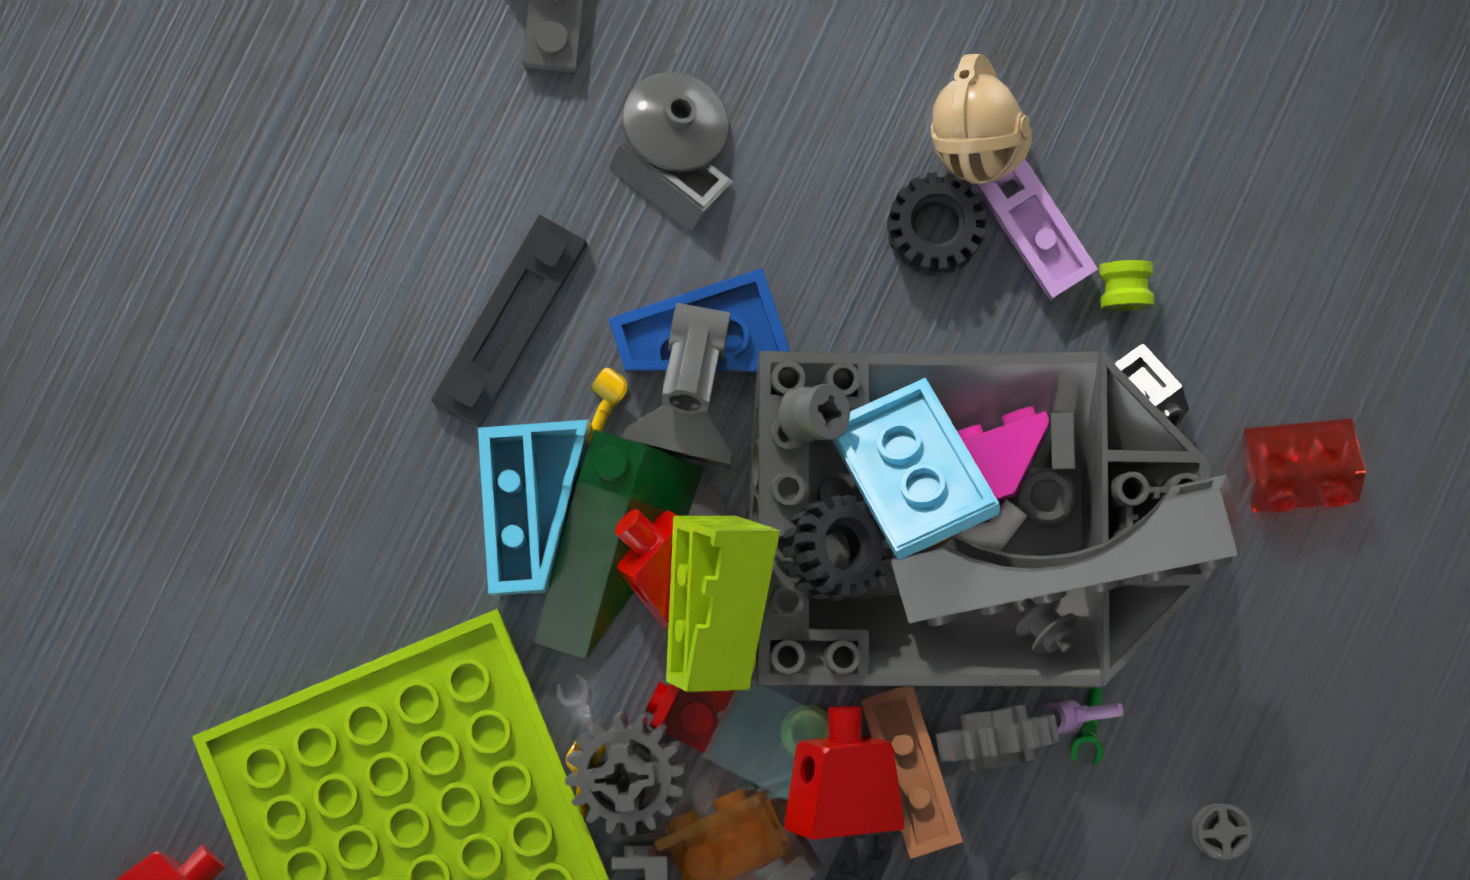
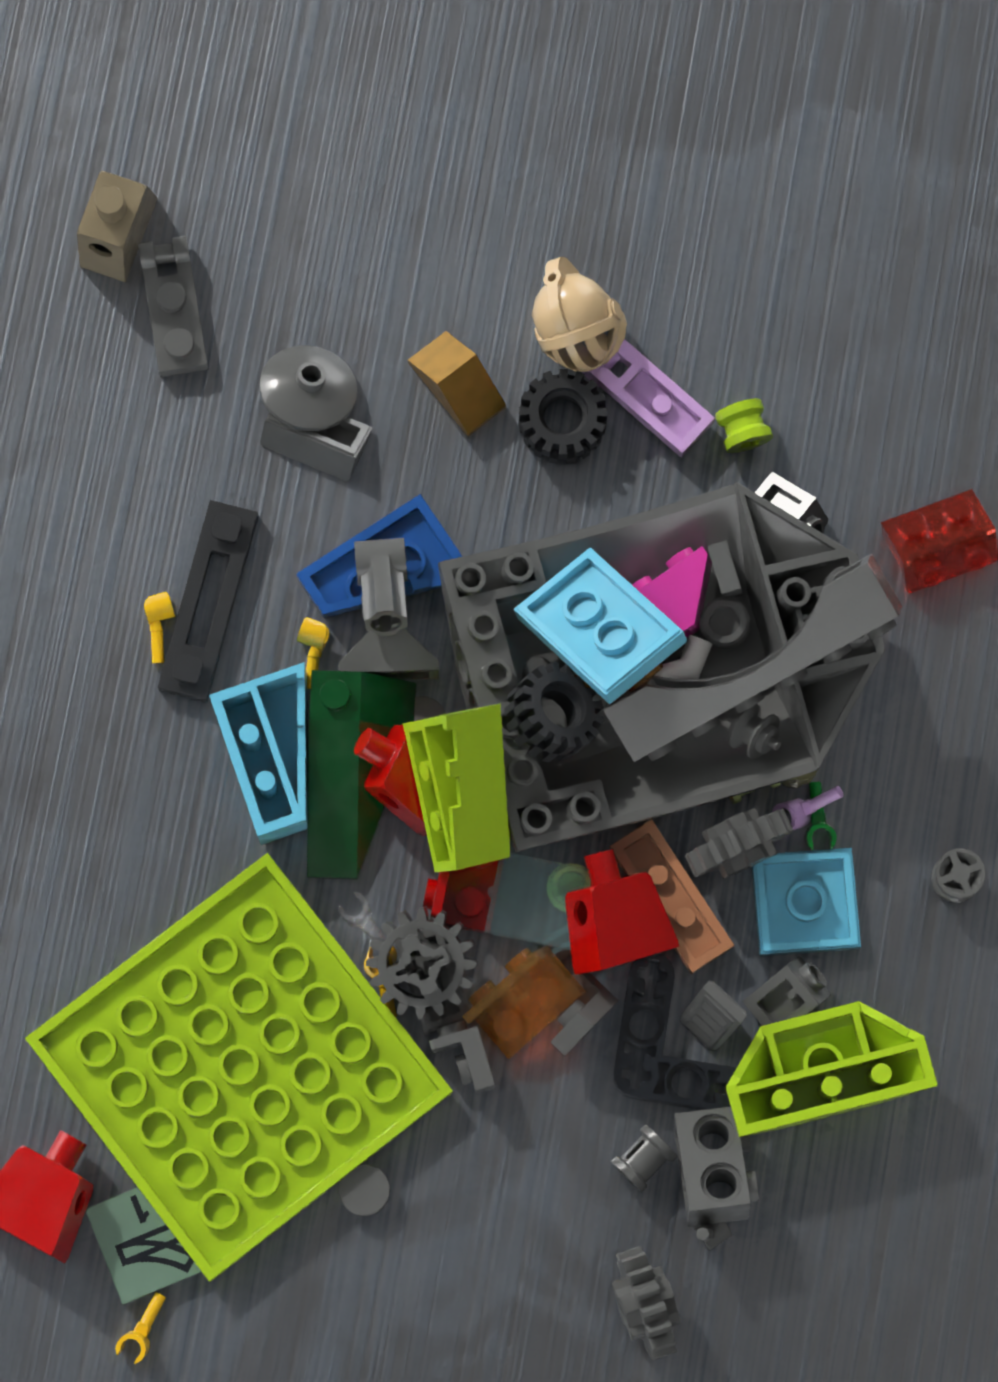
camera: 20 degrees left, 5 degrees down
(451, 316) = (158, 608): none -> yellow hand
(814, 413) = (502, 600): dark grey wheel -> none
(835, 156) = (458, 382): none -> pearl gold slope
(1052, 815) = (806, 902): none -> medium azure tile

